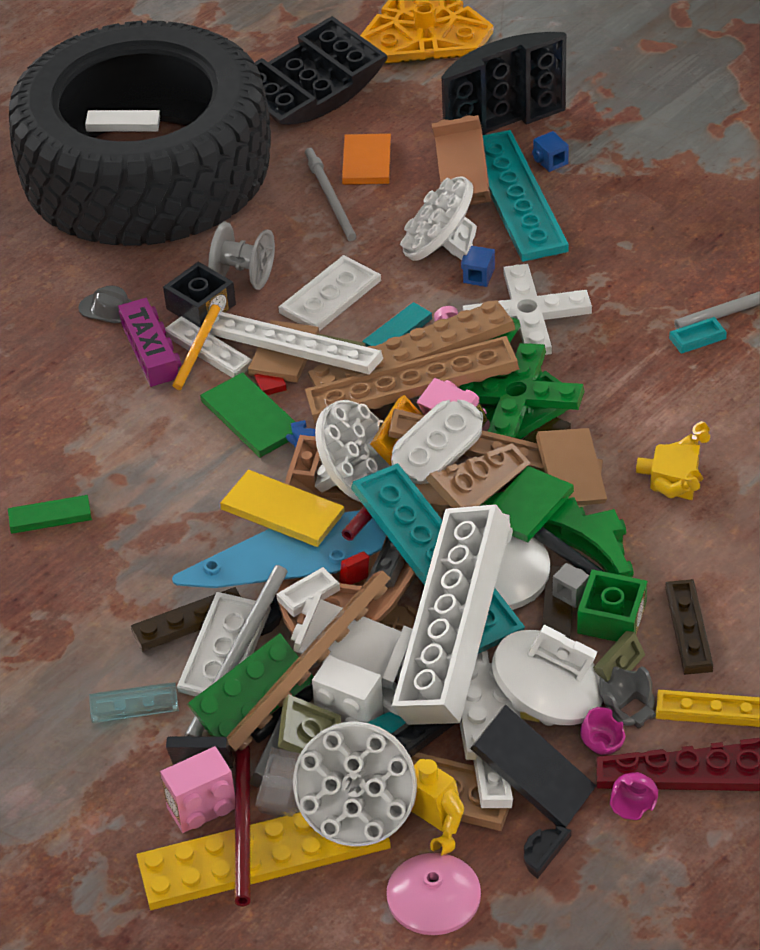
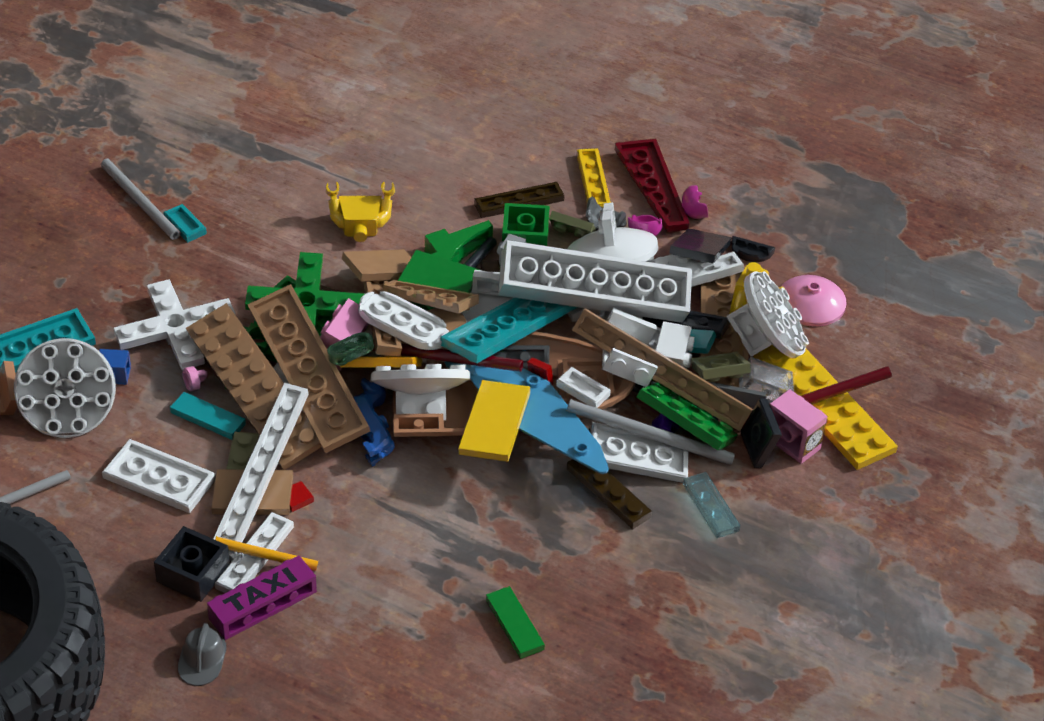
camera: 110 degrees left, 0 degrees up
(249, 414) = (345, 500): green tile -> none
(257, 257) = (138, 519): light grey piece -> none
(404, 393) = (350, 348): none -> clear green plate

